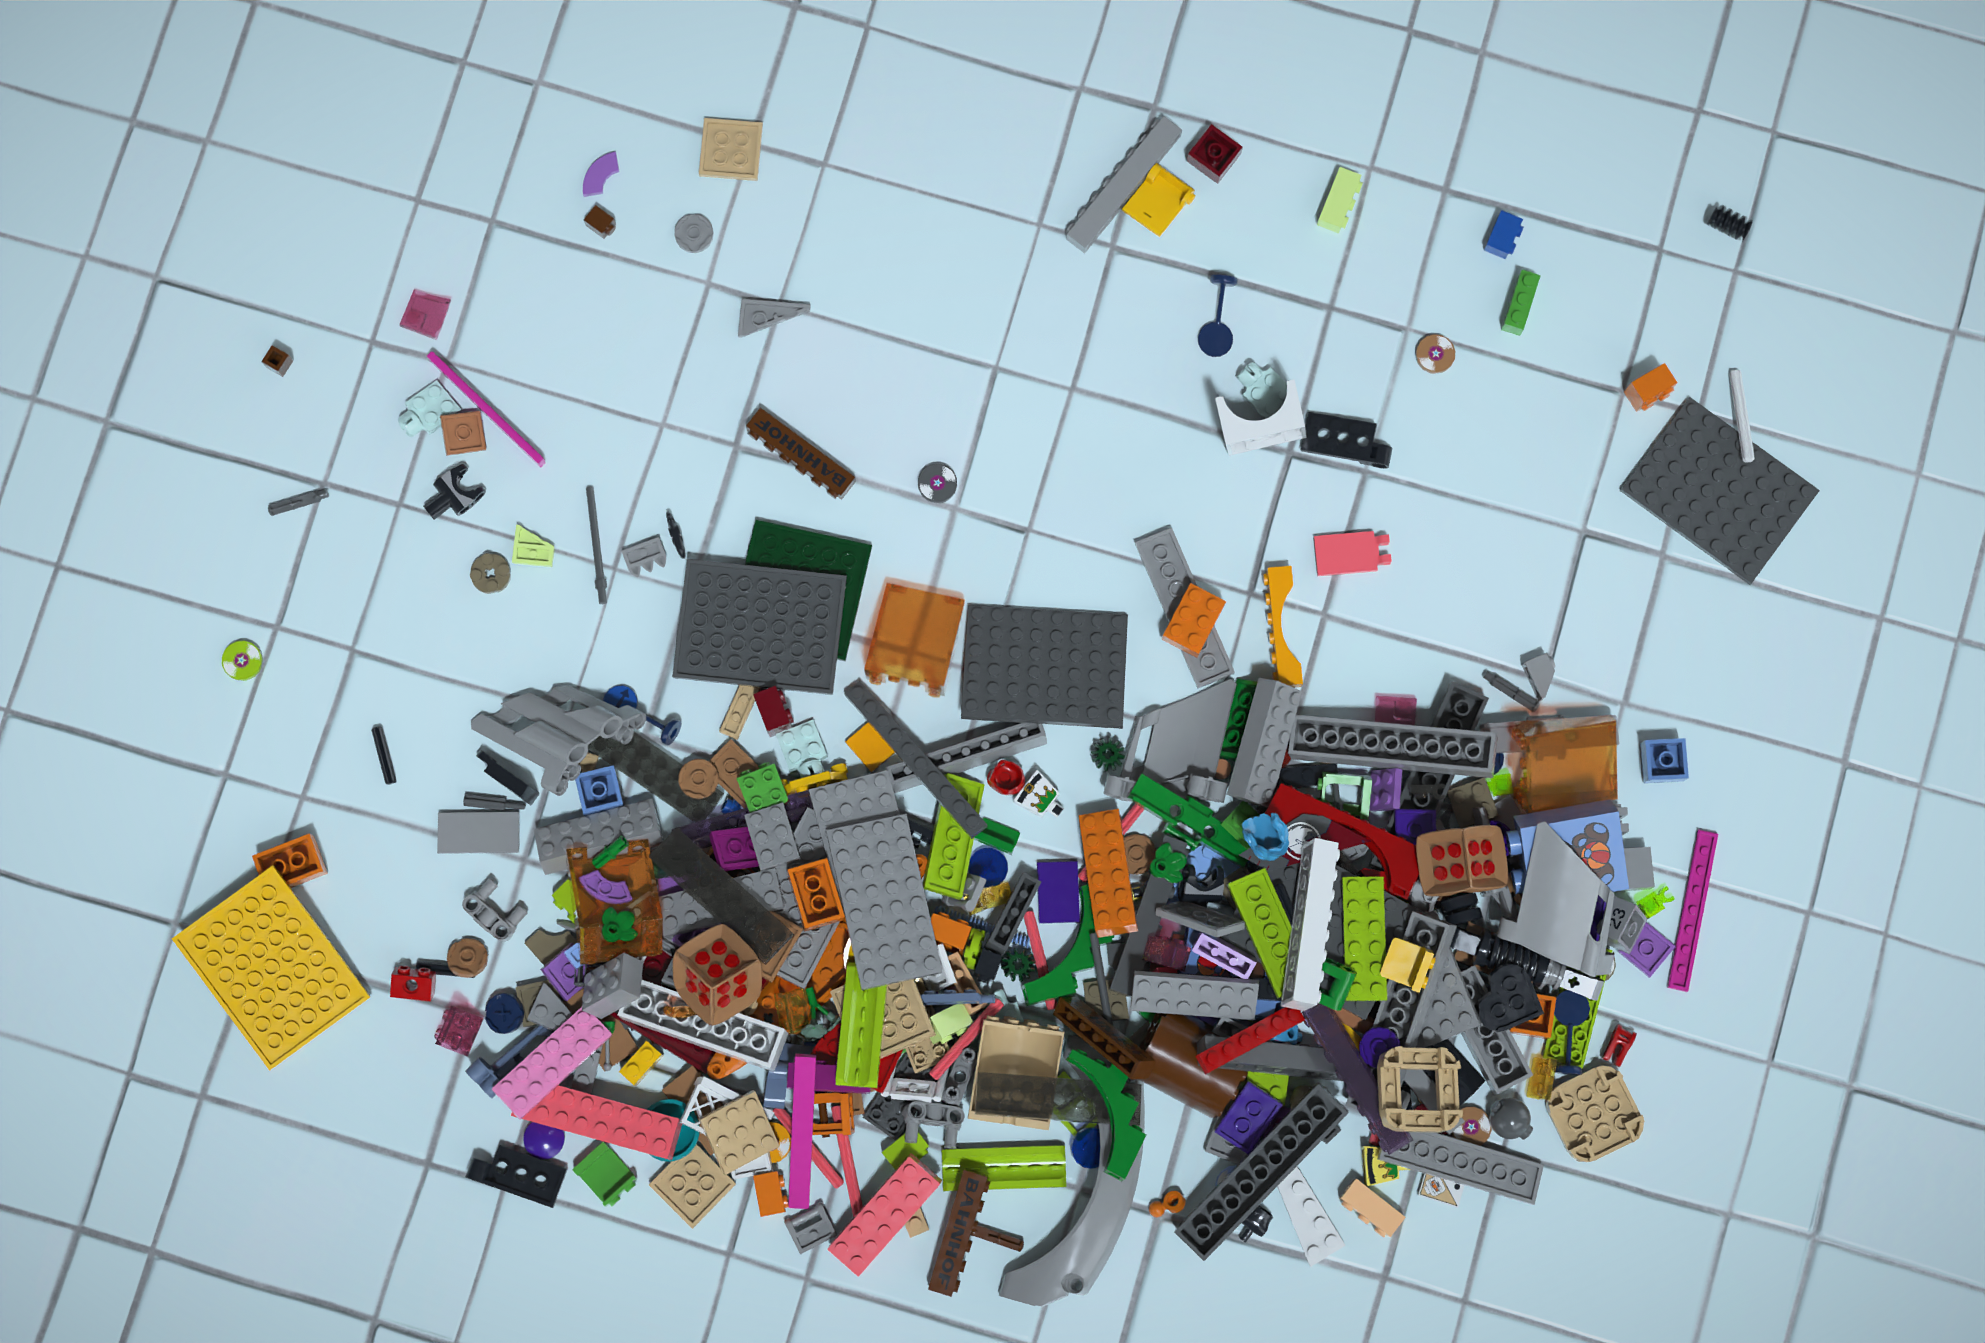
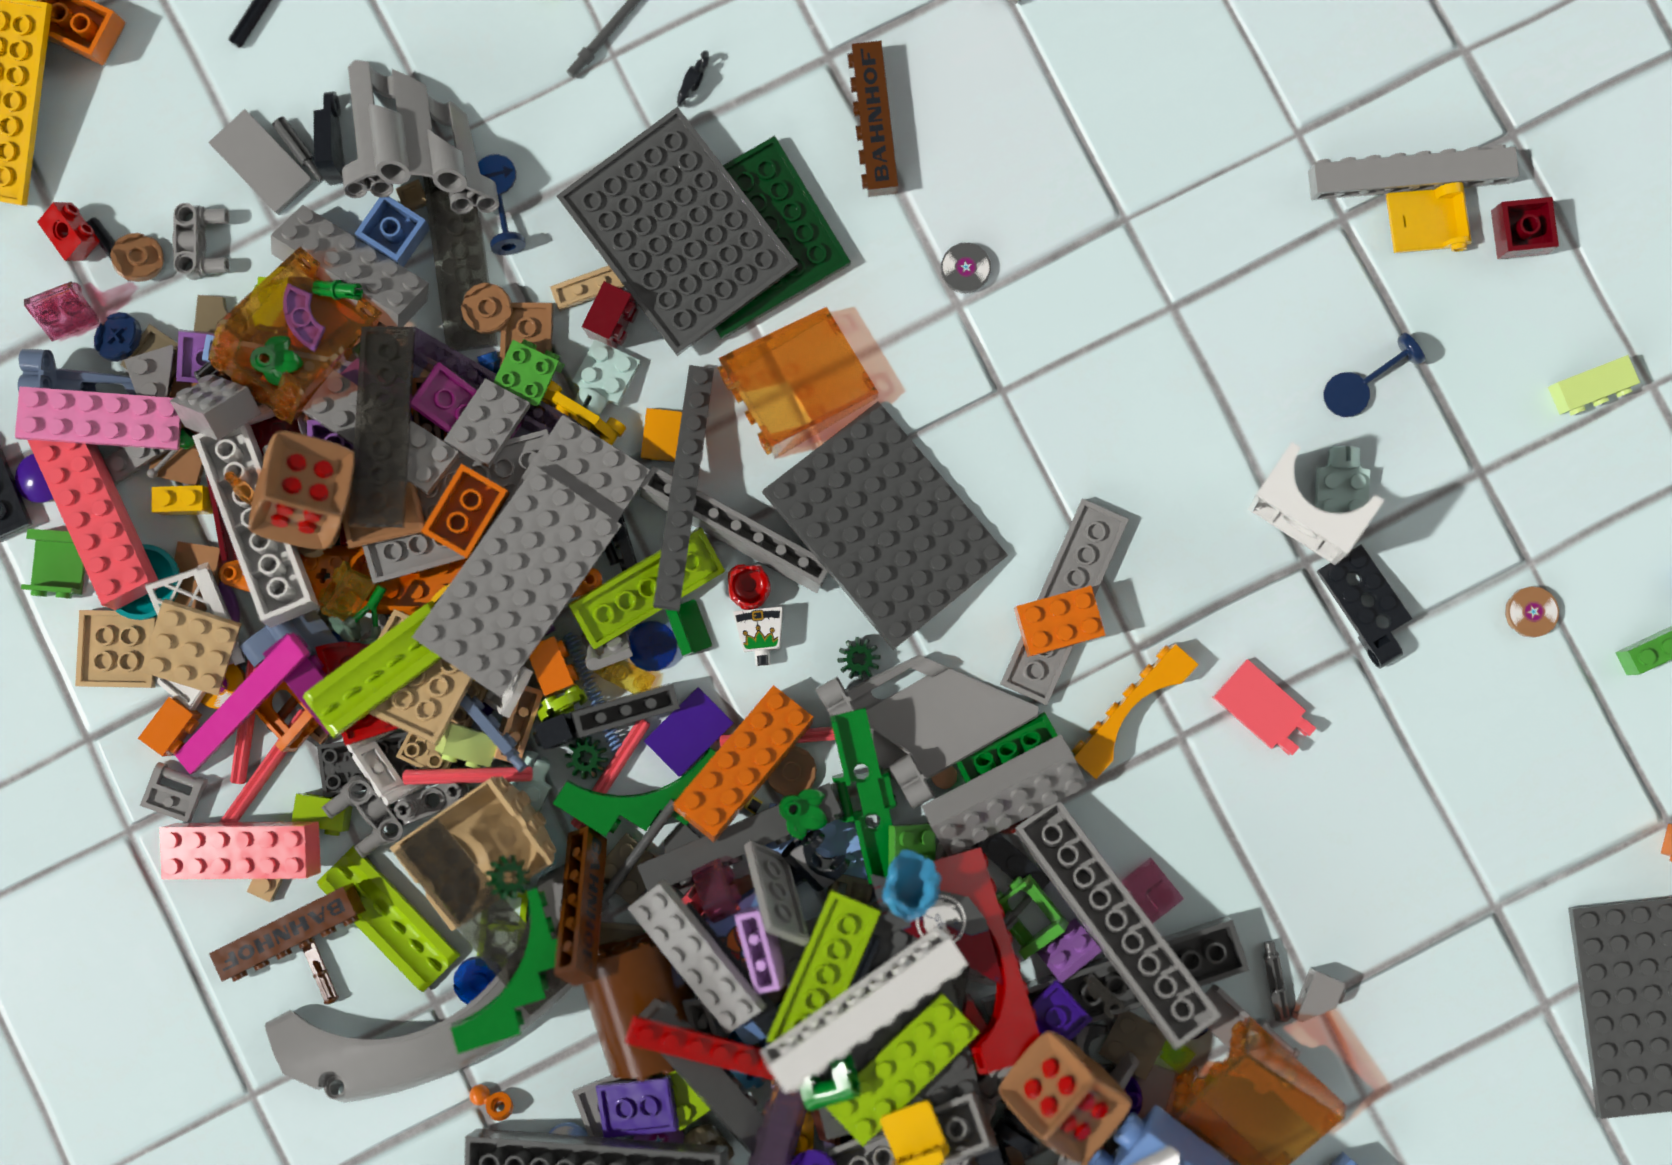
camera: 55 degrees right, 5 degrees up
(644, 555) = (647, 69): light grey plate -> none
(1049, 1062) = (507, 888): none -> dark green gear

